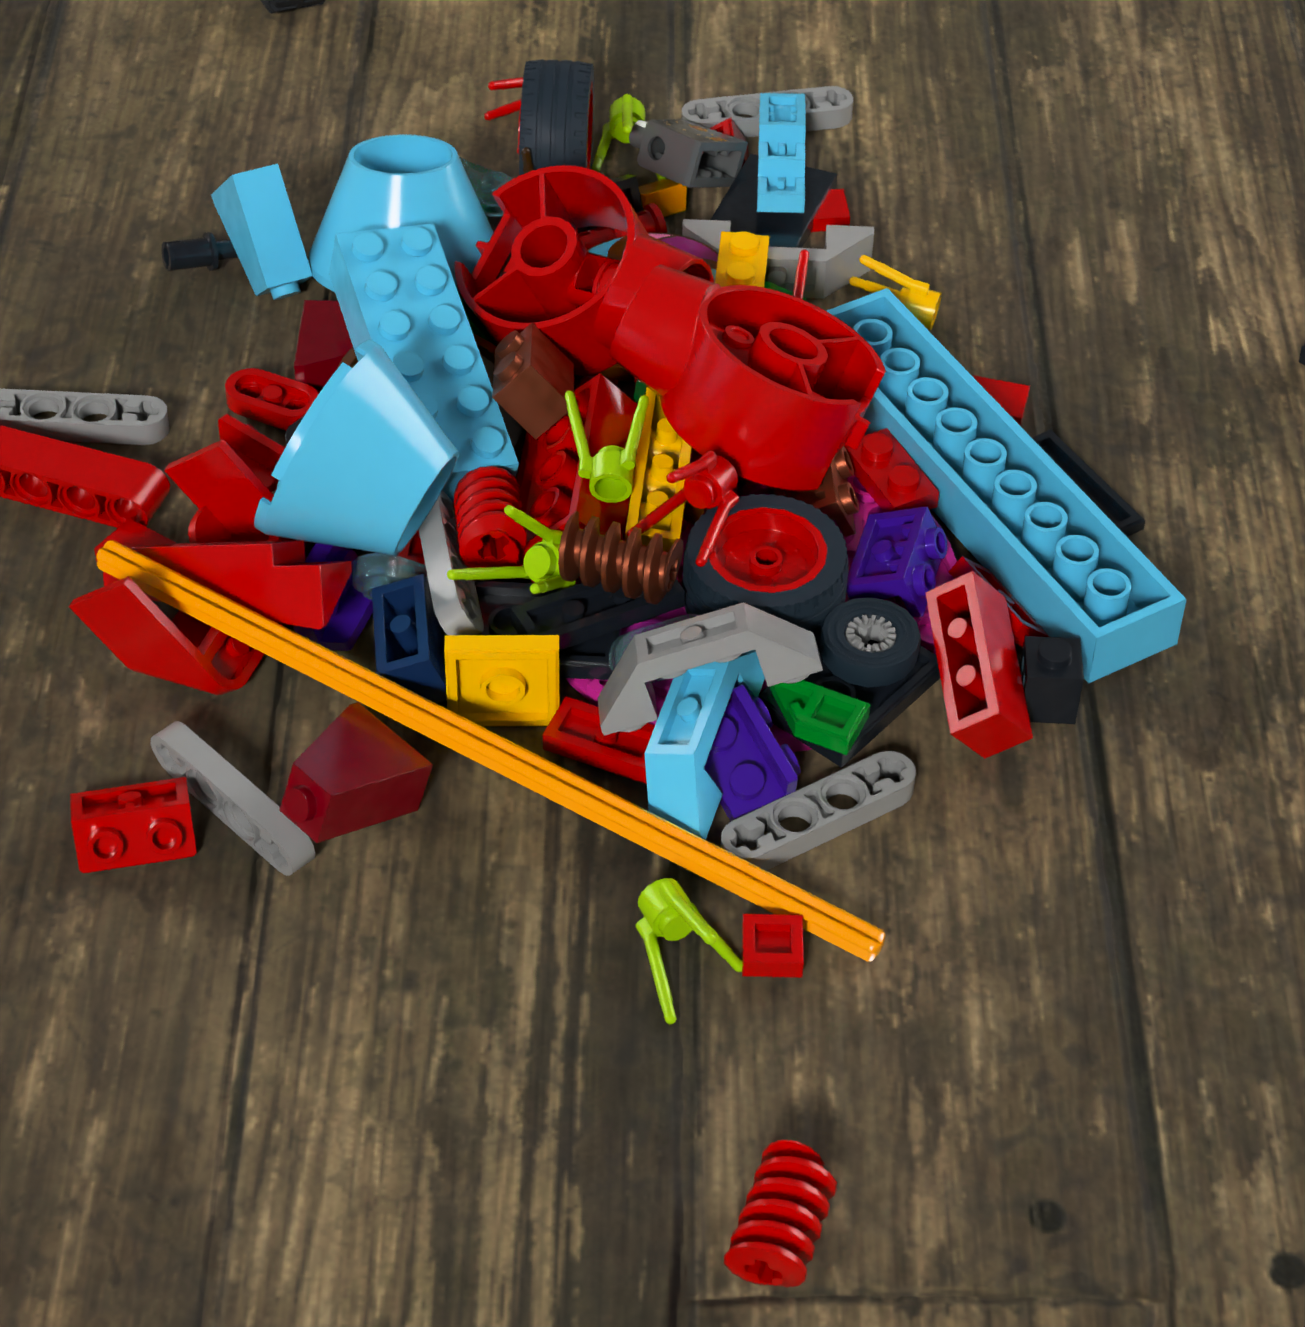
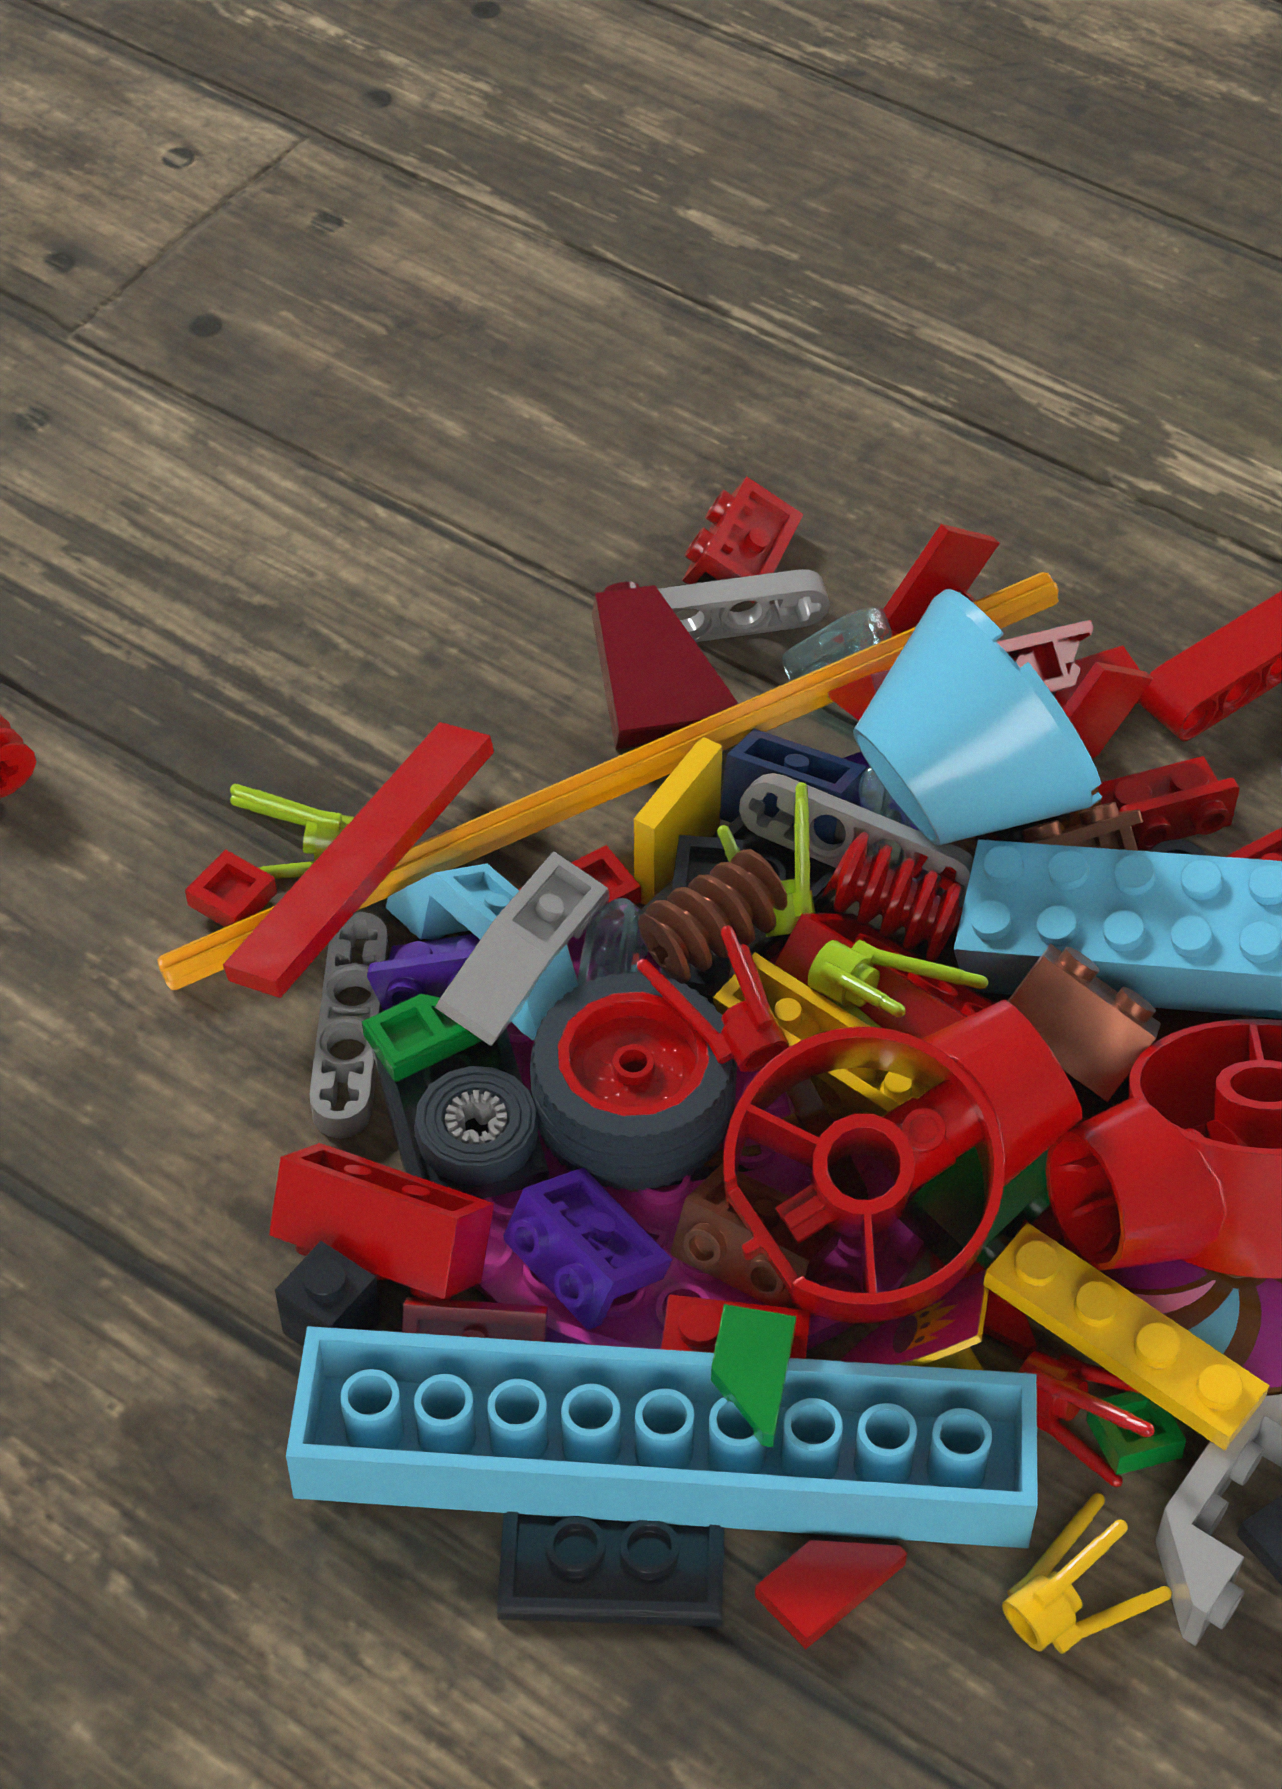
camera: 125 degrees right, 5 degrees up
(237, 680) = (836, 641): none -> clear light blue plate
(690, 845) = (358, 860): none -> red tile
(921, 419) = (753, 1365): none -> green tile

